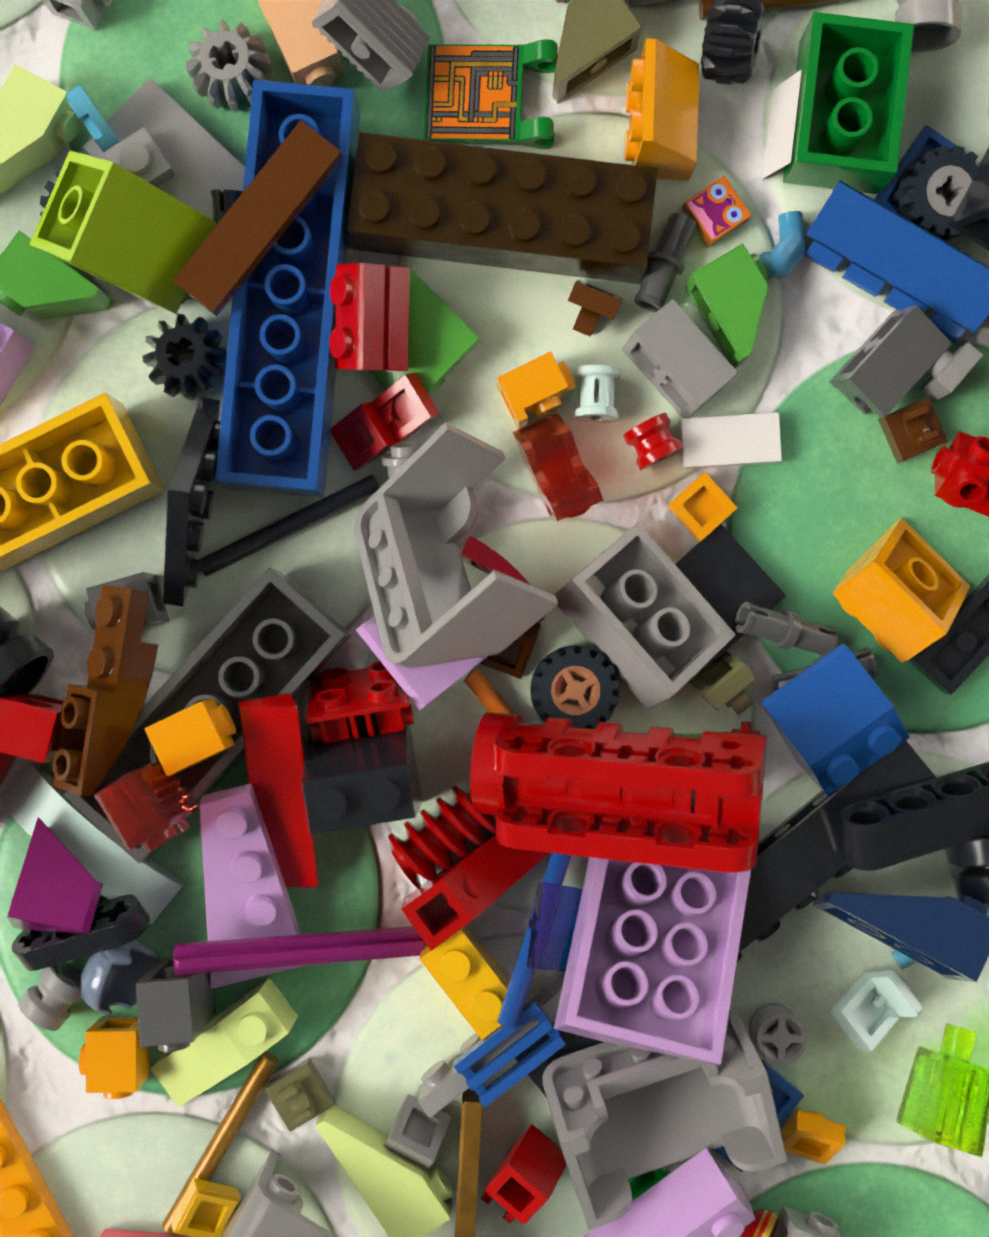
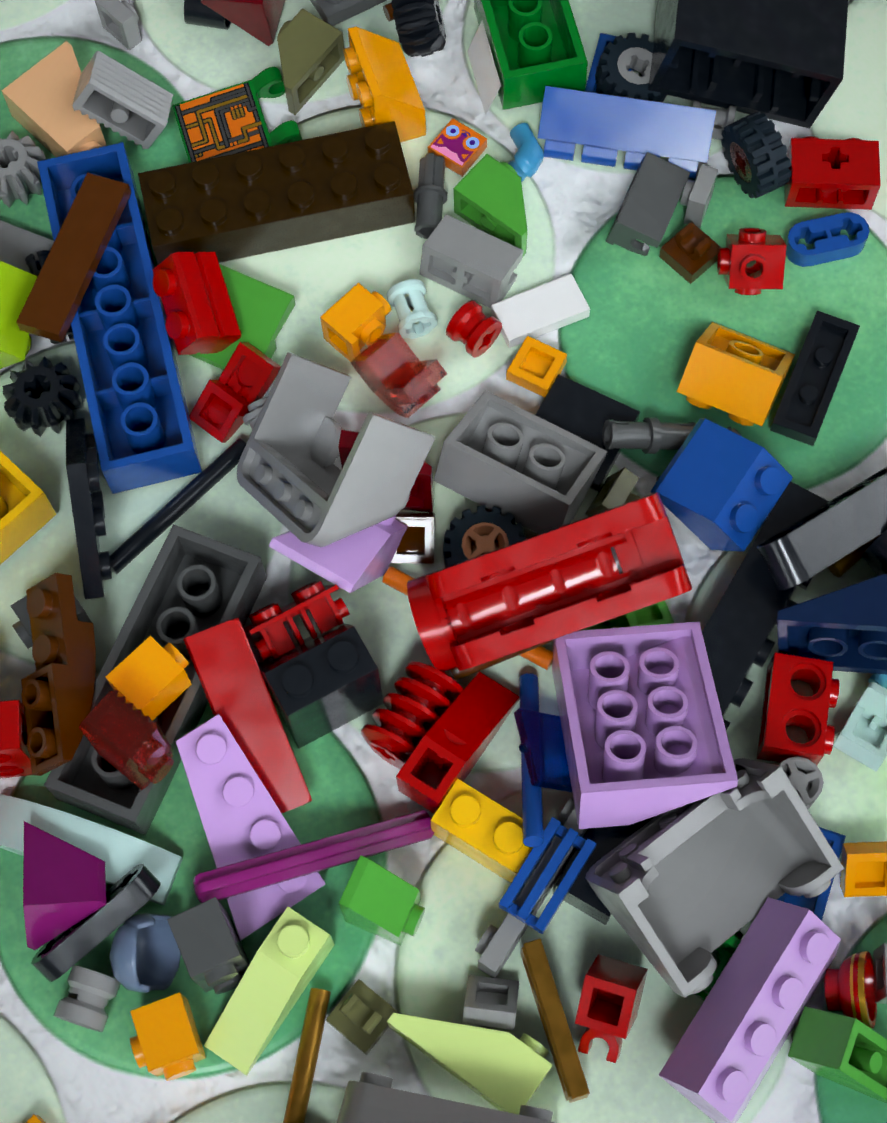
camera: 15 degrees left, 20 degrees down
(348, 1012) = (381, 902): none -> bright green slope
(593, 304) = (381, 242): reddish brown tile -> none
(796, 959) = (786, 708): none -> red brick

